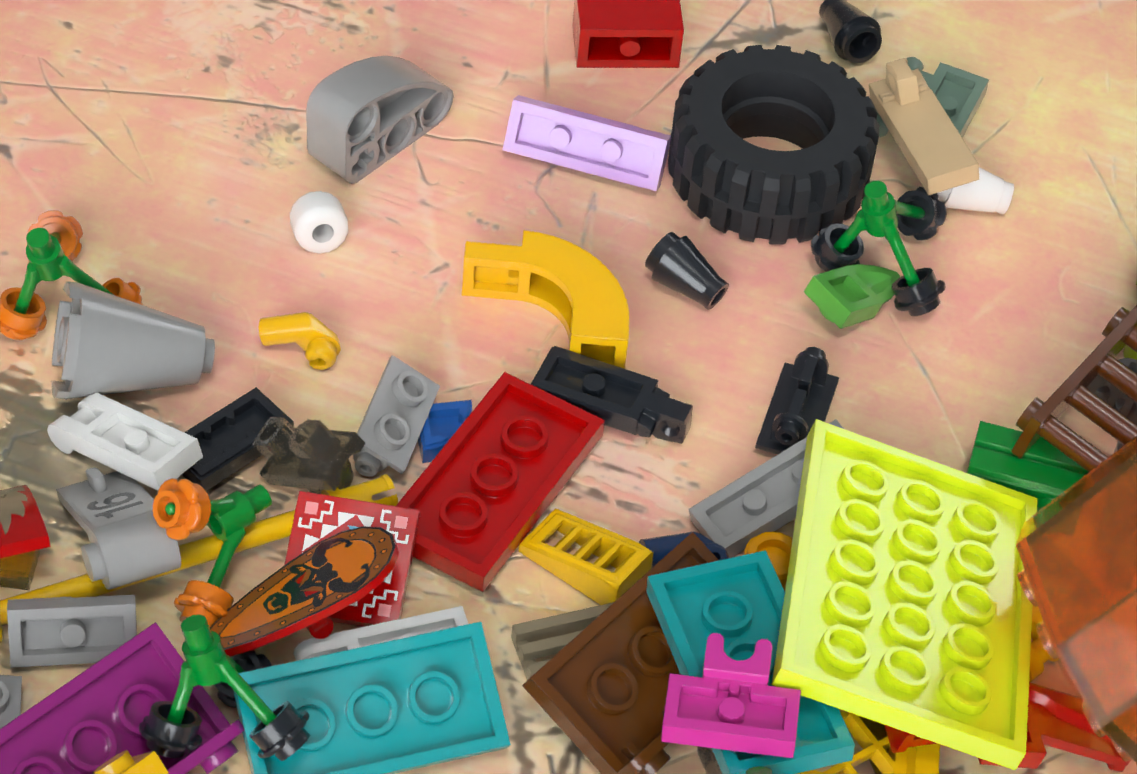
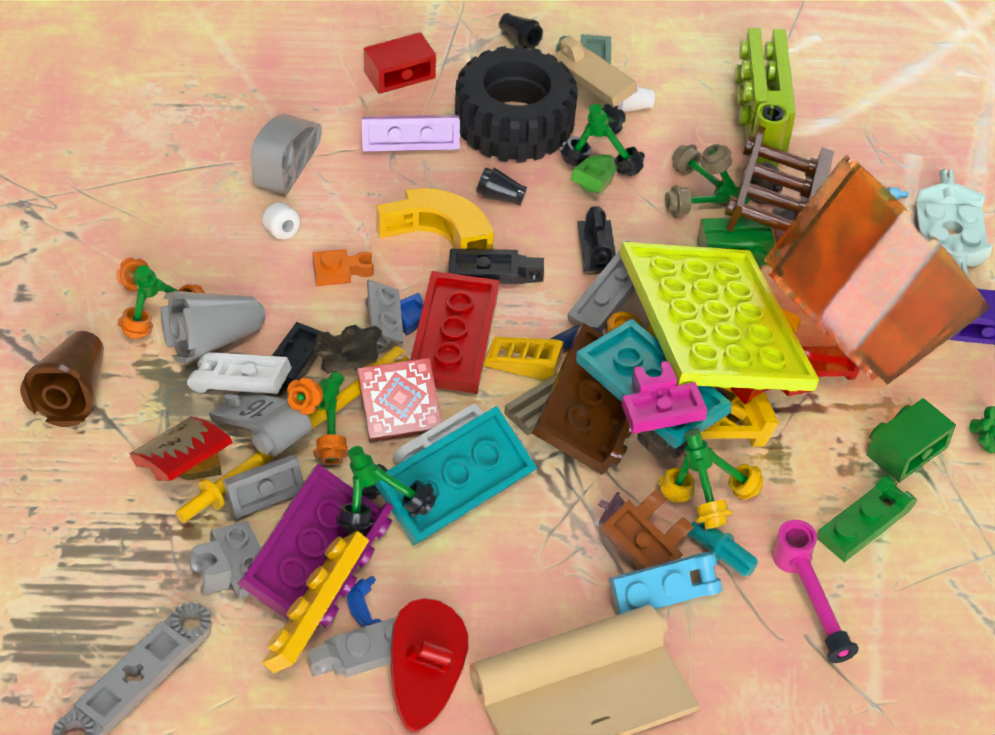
camera: 20 degrees left, 0 degrees up
(303, 328) = (307, 283): yellow arm -> none
(309, 590) = (393, 417): shield -> none
(369, 318) = (337, 267): none -> orange plate
(1043, 332) = (715, 160): none -> dark tan plant

